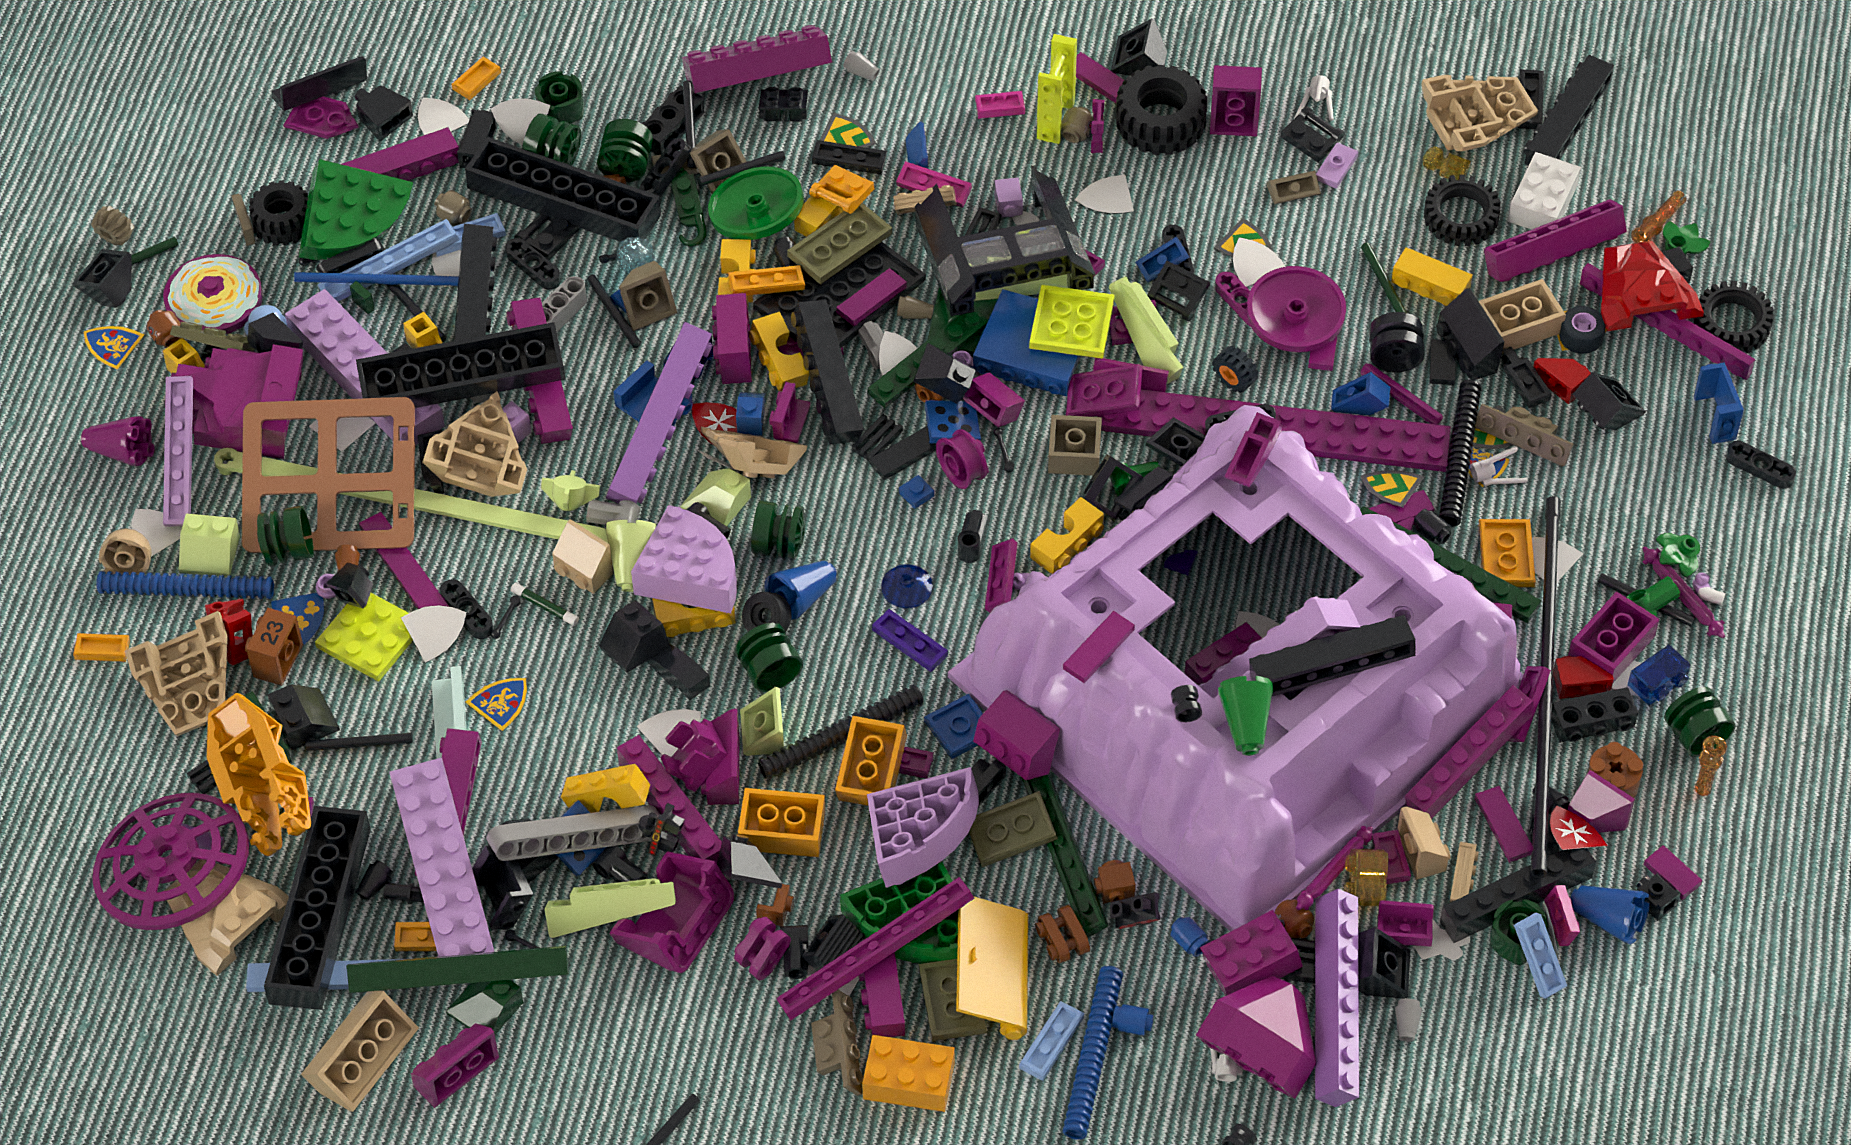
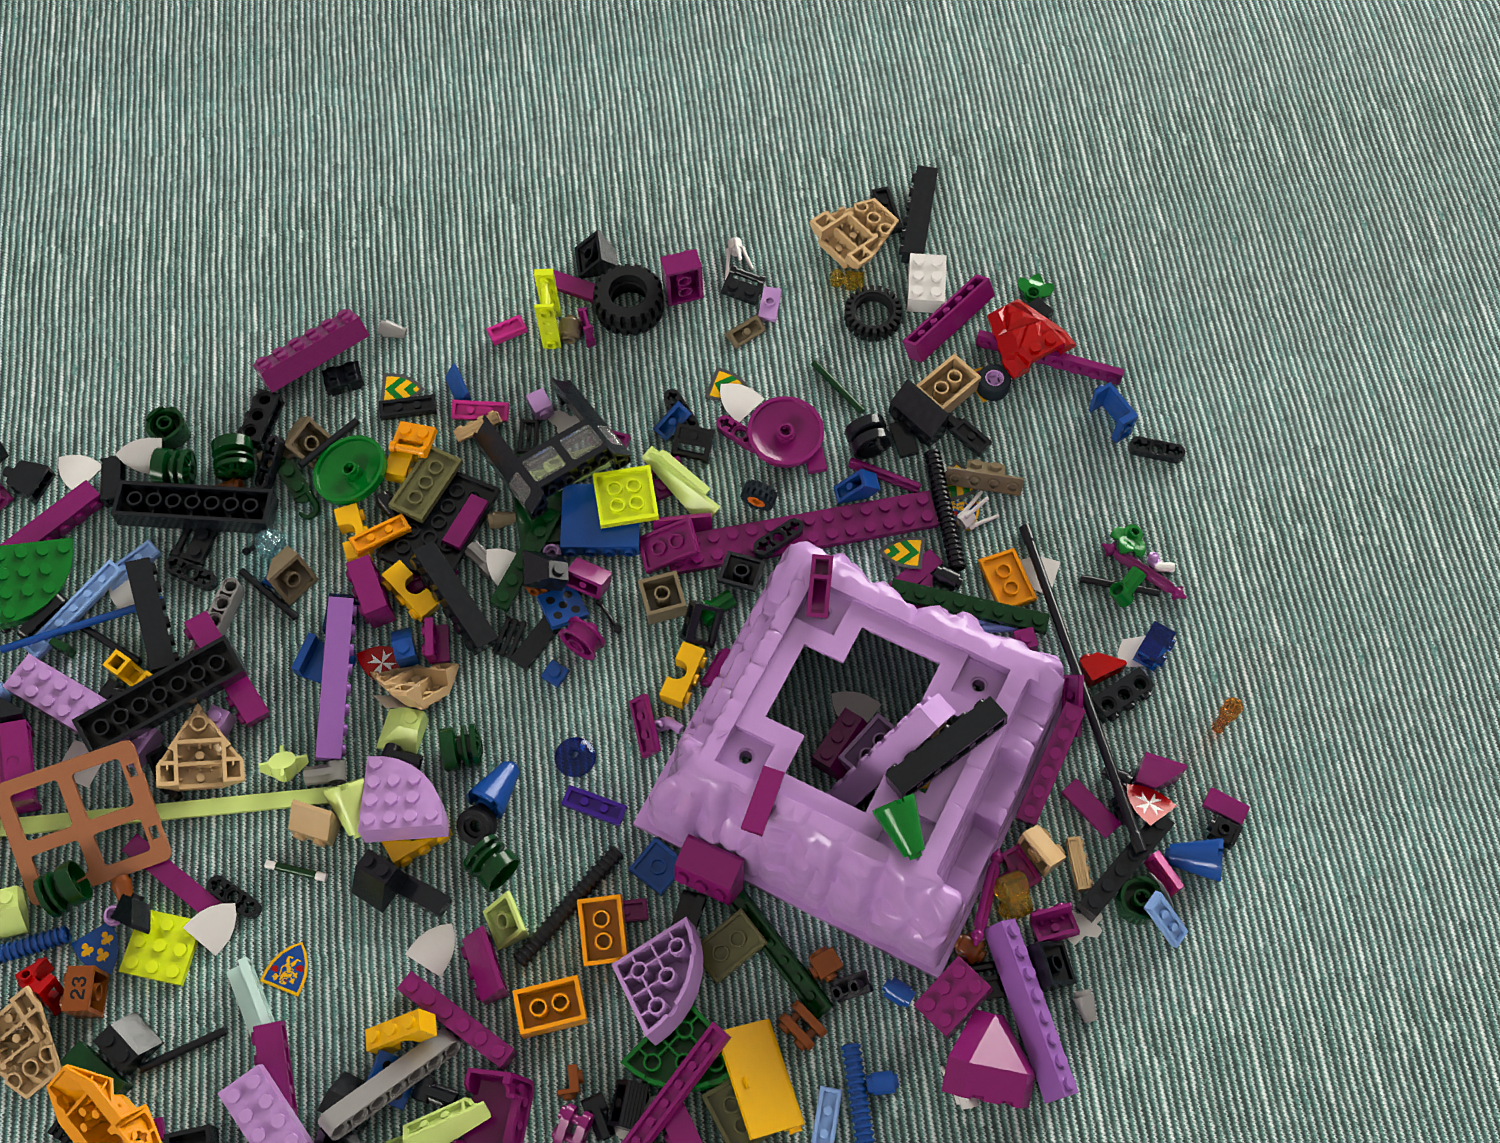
camera: 20 degrees left, 10 degrees up
(453, 207) = (112, 546): dark tan head -> none
(476, 78) = (96, 428): light orange tile -> none
(515, 602) = (271, 875): black hinge -> none
(659, 830) = (461, 1053): black hips -> none
(689, 119) = (274, 414): black bar -> none
(697, 752) = (462, 972): magenta panel -> none
(745, 863) = (536, 1061): slope -> none
(971, 536) = (611, 698): black piece -> none
(1107, 195) = (612, 379): white sticker -> none
(1140, 492) = (731, 622): black window -> none
(1186, 703) = (850, 830): black wheel -> none
(1429, 277) = (871, 375): yellow brick -> none
(1561, 376) = (995, 424): red slope -> none
(1607, 402) = (1033, 435): black slope -> none
(1615, 635) = (1113, 626): magenta brick -> none
(1618, 766) = (1156, 730): dark orange brick -> none
(1653, 224) = (1010, 283): clear orange pin -> none
(1698, 716) = (1200, 677): dark green wheel -> none
(1742, 296) = (1111, 329): black tyre -> none

